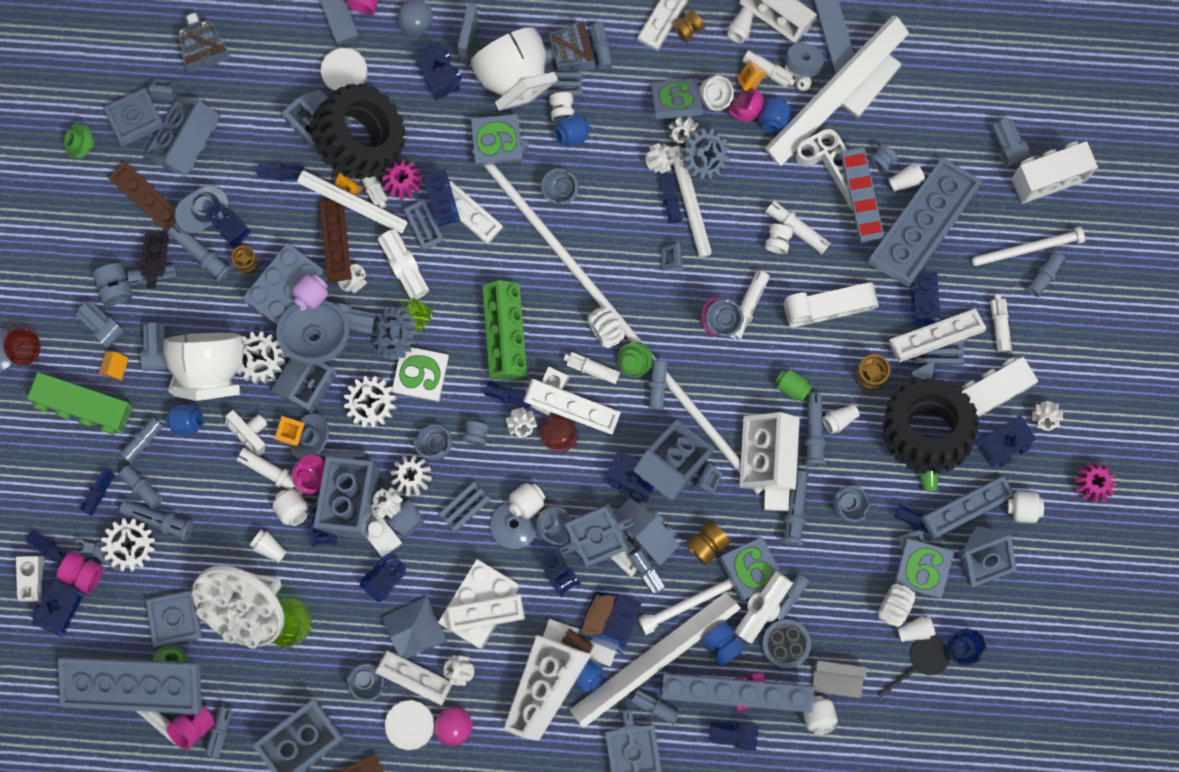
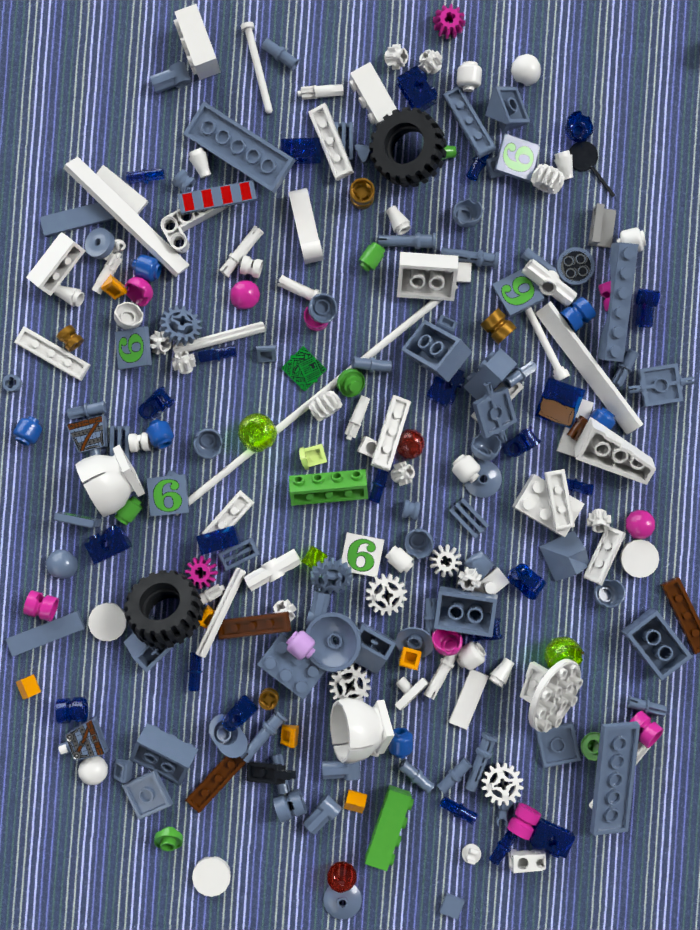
camera: 90 degrees left, 10 degrees up
(30, 192) = (211, 876): none -> white tile
(41, 508) = (471, 853): none -> white plate
(165, 54) = (93, 770): none -> white hair
(198, 286) = (289, 735): none -> light orange slope
(236, 505) = (468, 699): none -> white tile
(238, 25) = (71, 710): none -> clear blue wheel
(413, 419) = (399, 559): none -> white brick
(478, 95) = (129, 511): none -> bright green brick
(503, 642) = (579, 487): none -> clear blue axle
(543, 313) = (312, 456): none -> yellowish green tile
(573, 245) = (257, 432): none -> clear neon green cylinder
(611, 129) = (156, 402): none -> clear blue piece
(653, 304) = (303, 368): none -> green piece
(744, 232) = (244, 294): none -> dark pink hair
(889, 112) = (144, 175): none -> clear blue axle
(1038, 581) = (526, 69): none -> white hair
(1042, 458) = (430, 61): none -> white gear

